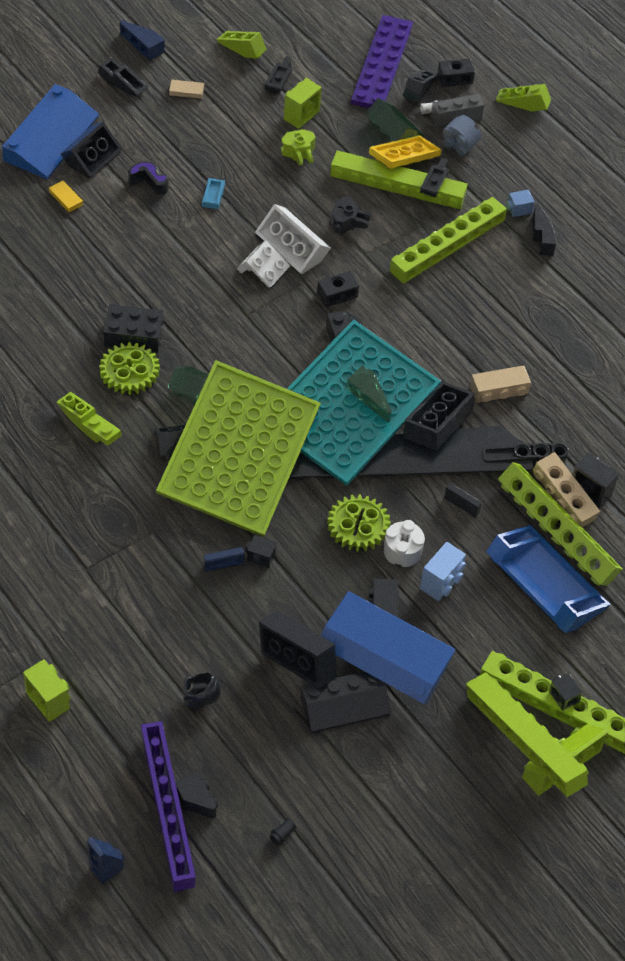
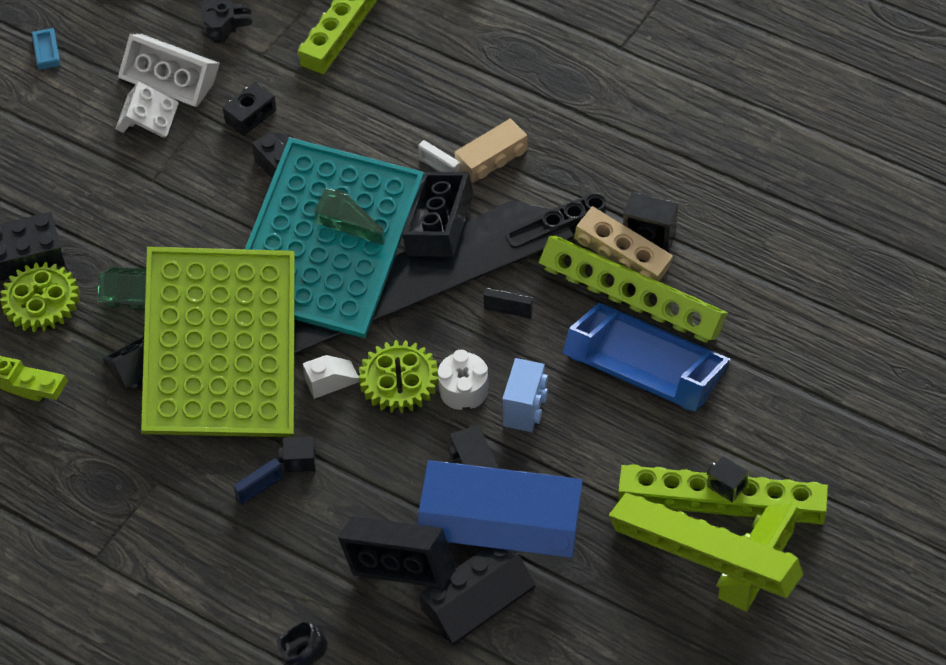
camera: 15 degrees left, 0 degrees up
(309, 502) = (329, 375): none -> white slope
(457, 375) = (437, 159): none -> white tile

